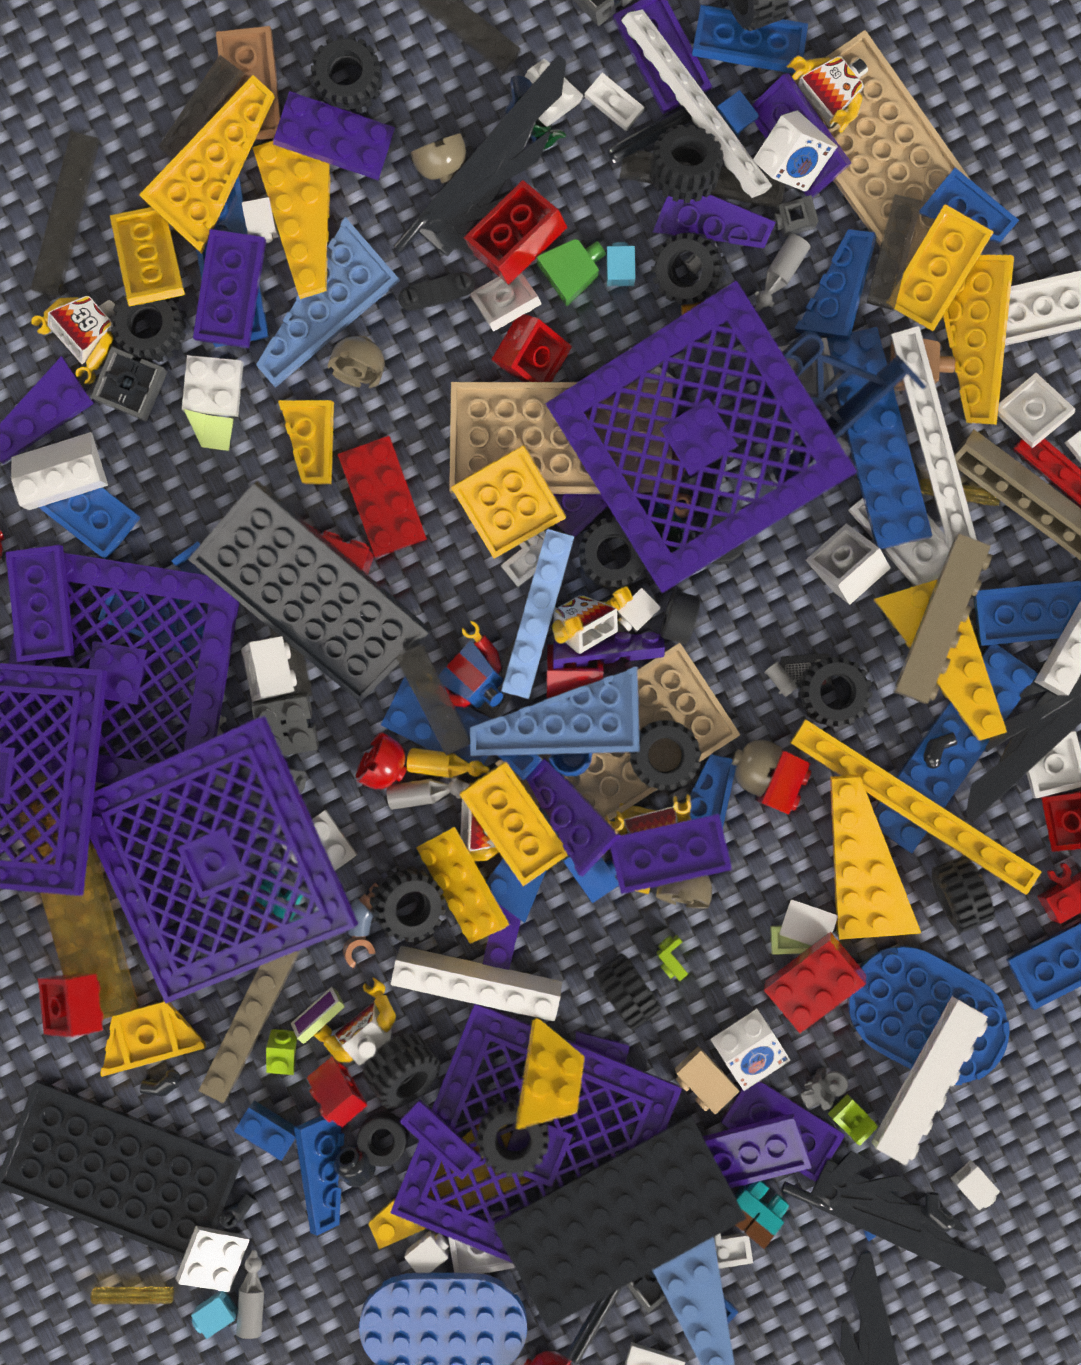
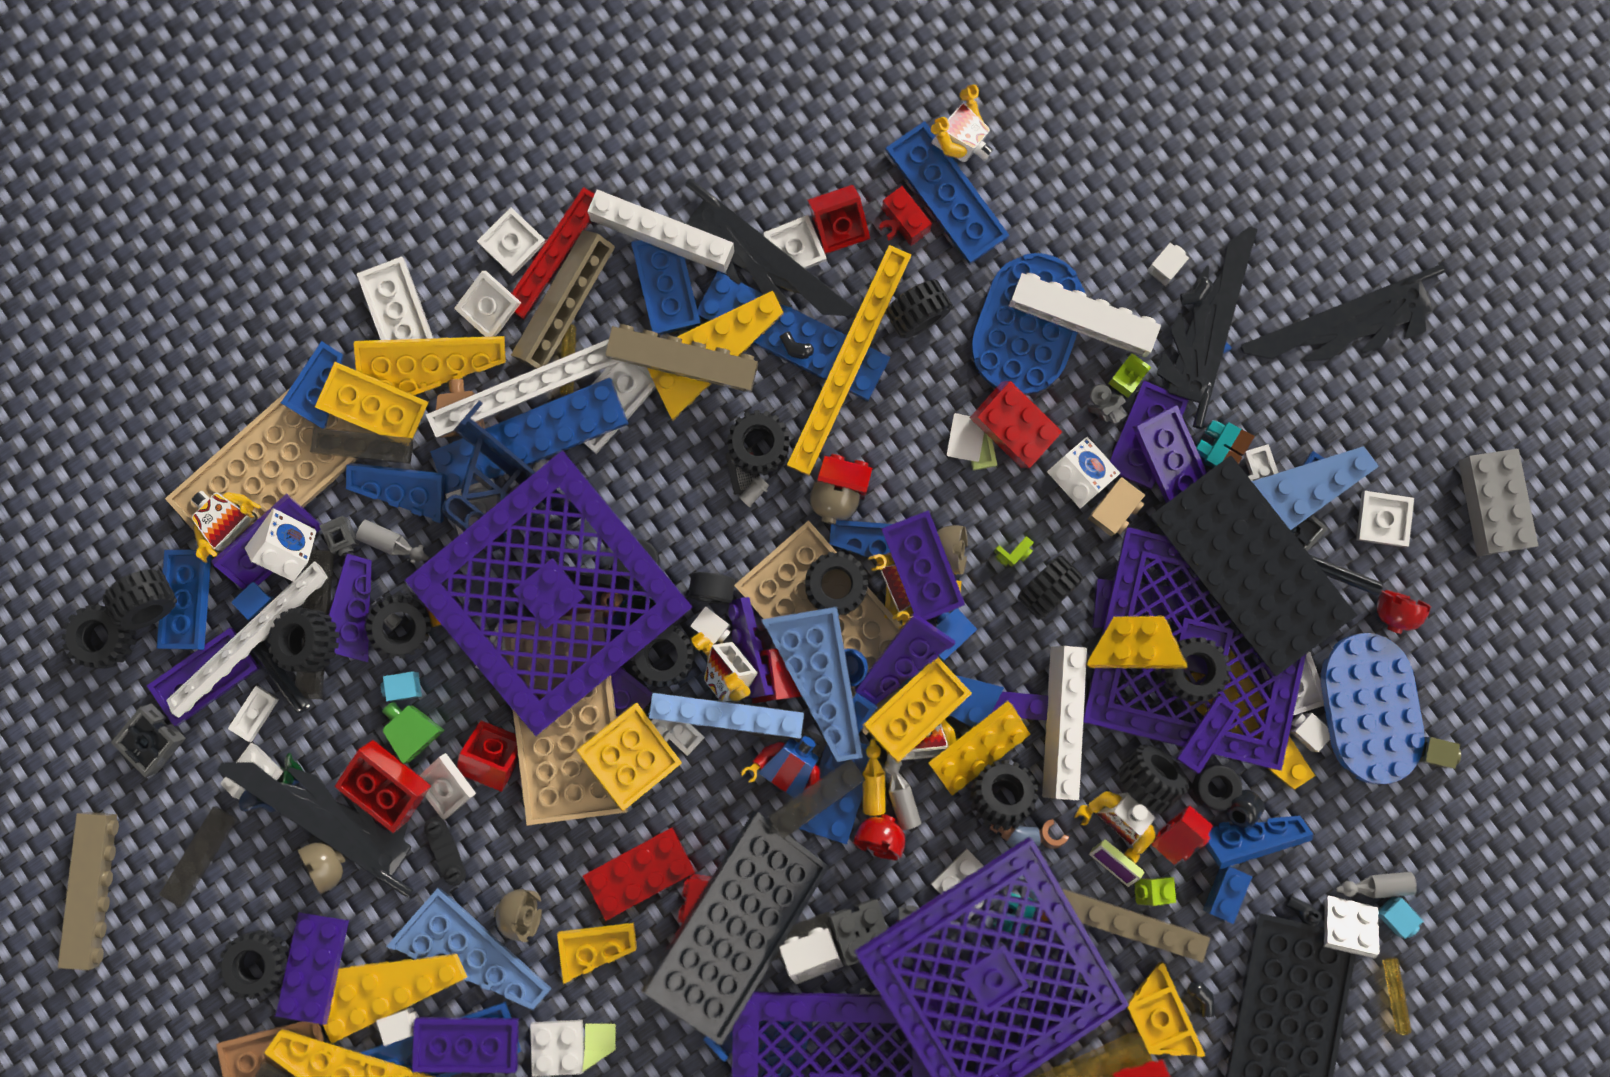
camera: 100 degrees left, 5 degrees down
(848, 563) = (643, 446): white slope -> none
(866, 880) = (919, 393): yellow wing -> none

